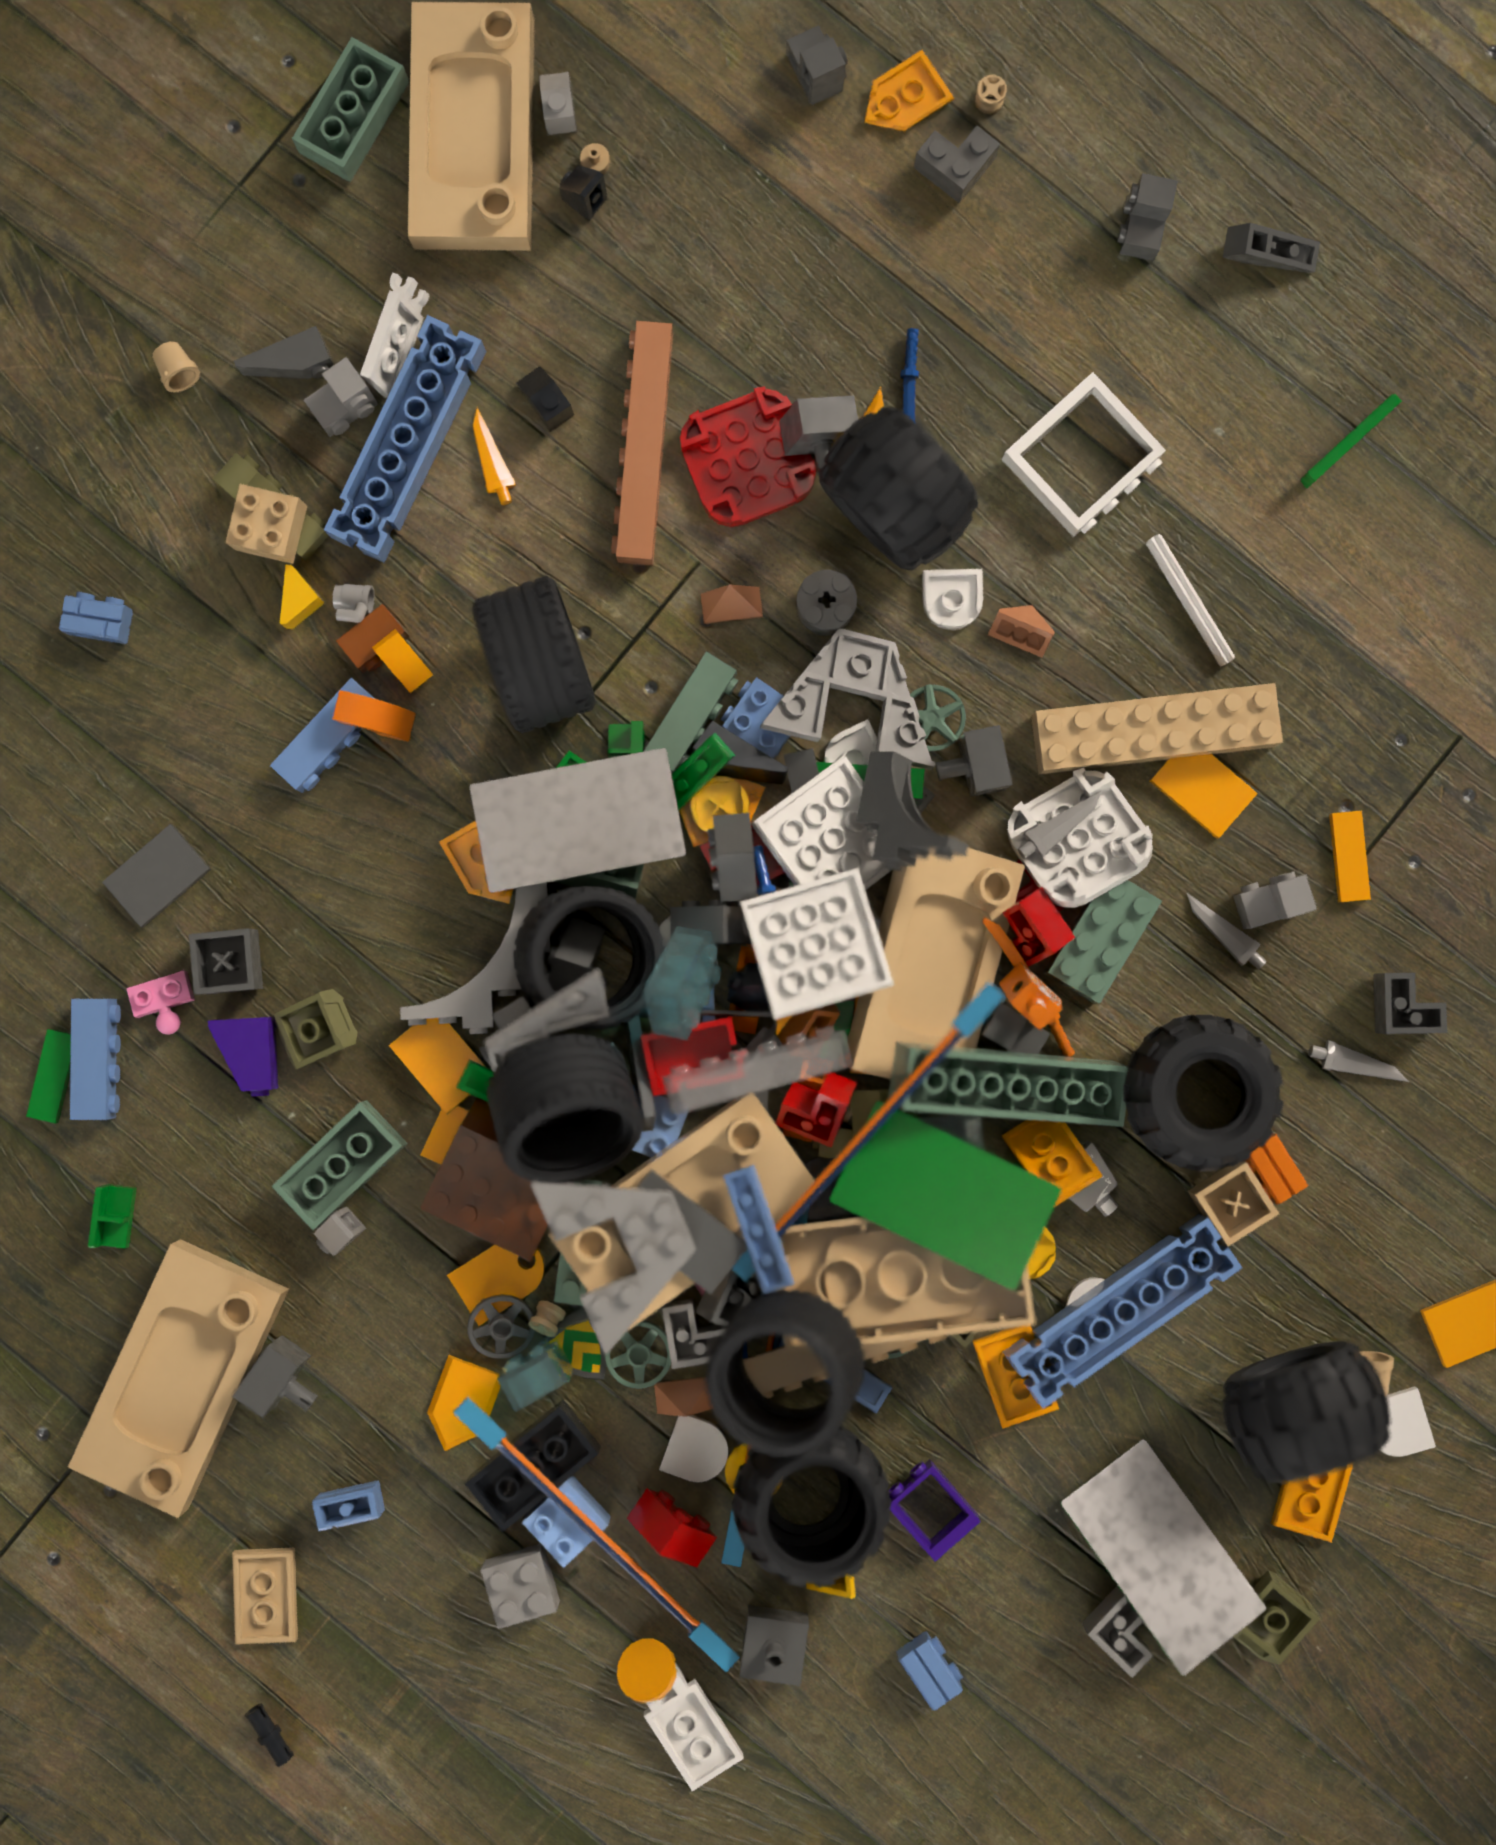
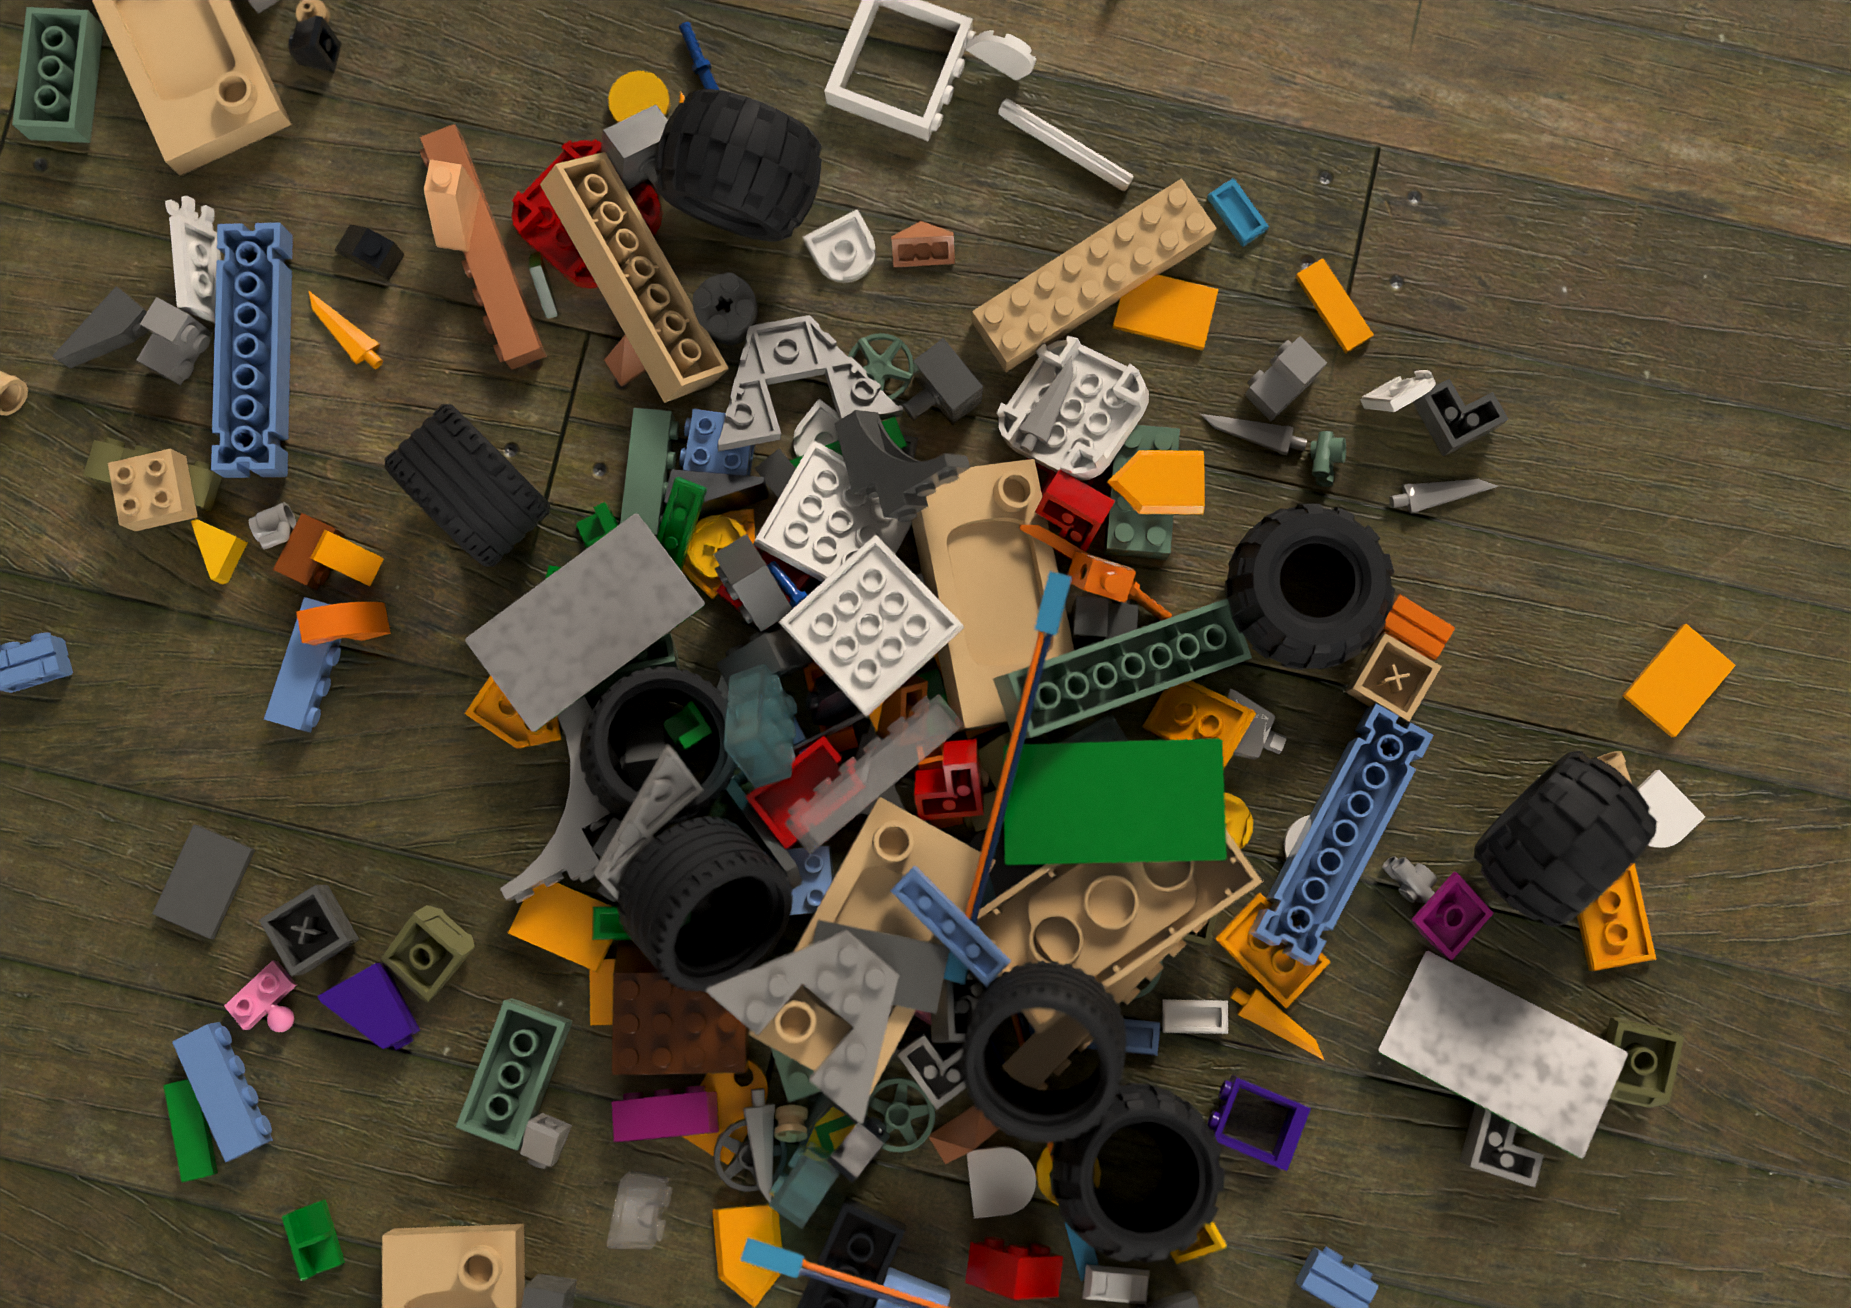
camera: 25 degrees left, 5 degrees down
(389, 1327) = (639, 1211): none -> clear slope
(447, 1260) = (665, 1114): none -> magenta brick
(519, 1311) = (760, 1131): none -> light grey bar
(593, 1368) = (859, 1147): none -> slope
(618, 951) = (688, 731): none -> green panel
(635, 399) = (451, 204): none -> light nougat slope
(679, 502) = (542, 284): none -> tile
(748, 1580) = (1116, 1284): none -> white tile
(761, 536) = (633, 275): none -> tan brick
(840, 374) = (636, 93): none -> yellow tile
(923, 1397) = (1195, 1016): none -> white tile
(984, 1426) = (1266, 1014): none -> light orange bar
(1124, 941) = (1163, 482): none -> light orange tile
(1163, 1378) = (1414, 881): none -> light grey plate
(1179, 1423) = (1452, 916): none -> magenta slope
(1180, 500) = (1005, 54): none -> white tile
(1277, 980) = (1324, 455): none -> sand green plate
(1309, 733) = (1238, 212): none -> dark azure tile
(1365, 962) = (1399, 392): none -> white tile

